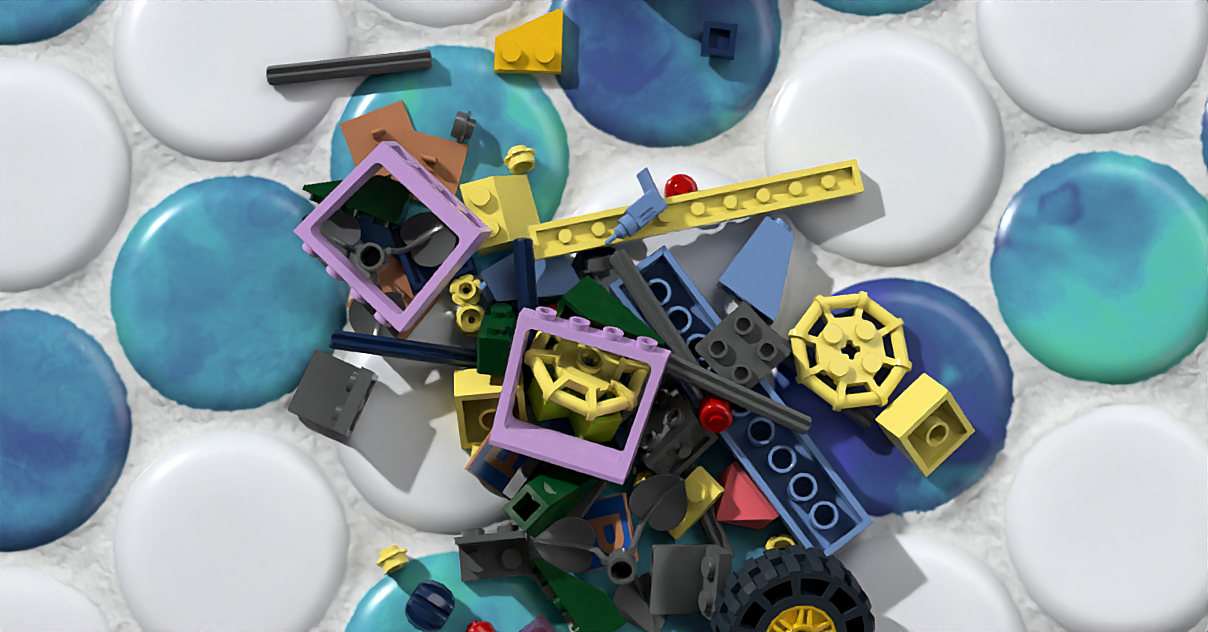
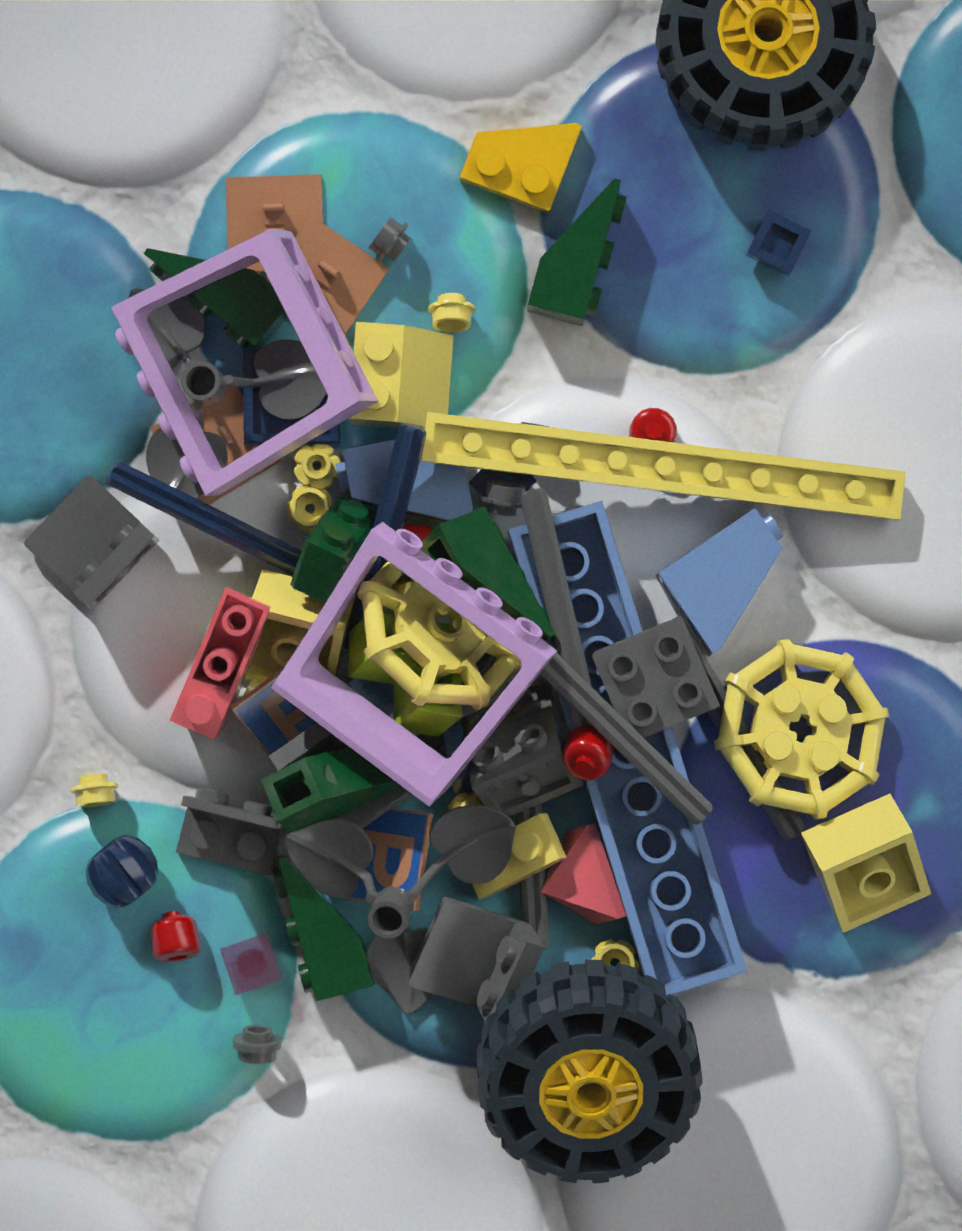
camera: 20 degrees right, 5 degrees up
(349, 67) = (265, 104): dark grey axle -> none
(448, 442) = (221, 664): none -> coral slope
(587, 103) = (569, 267): none -> dark green slope
(642, 210) = (586, 445): medium blue piece -> none

